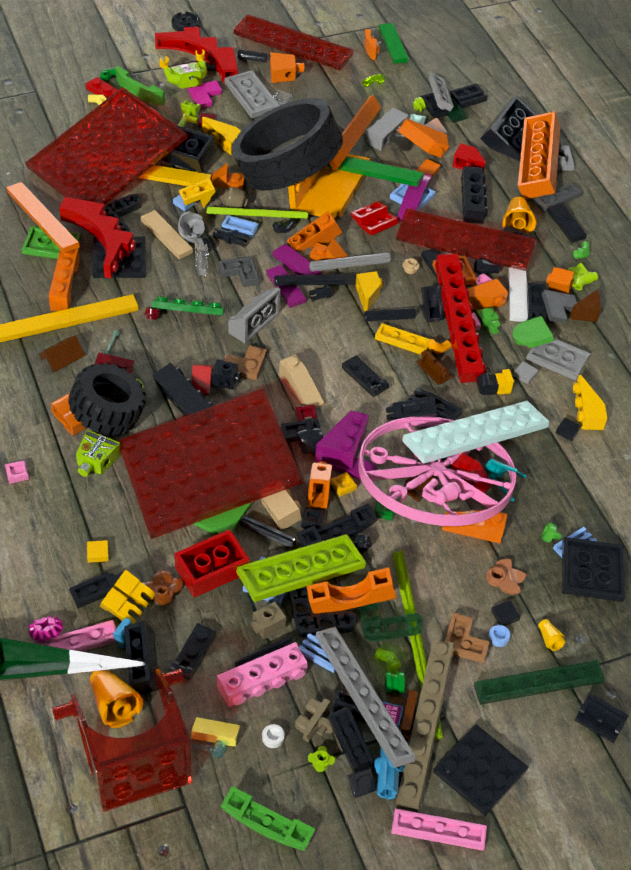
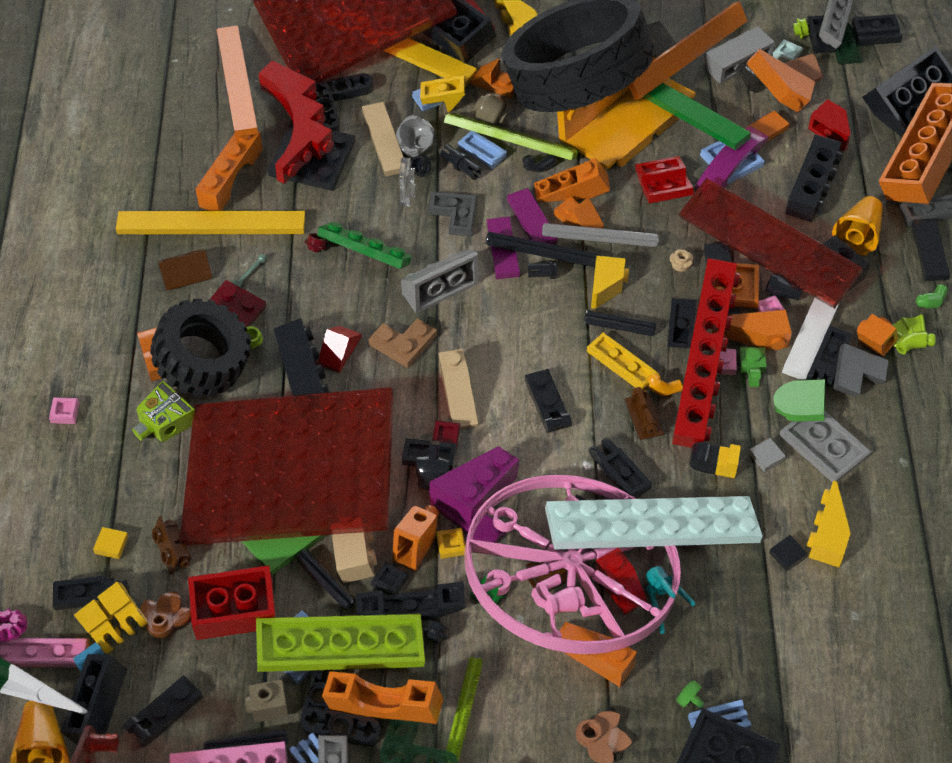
camera: 25 degrees right, 5 degrees up
(39, 244) = (218, 115): bright green tile -> none
(141, 539) = (172, 554): none -> reddish brown hinge
(225, 374) = (366, 351): black brick -> none
(412, 408) = (586, 465): black hinge -> none
(588, 308) = (897, 384): reddish brown slope -> none

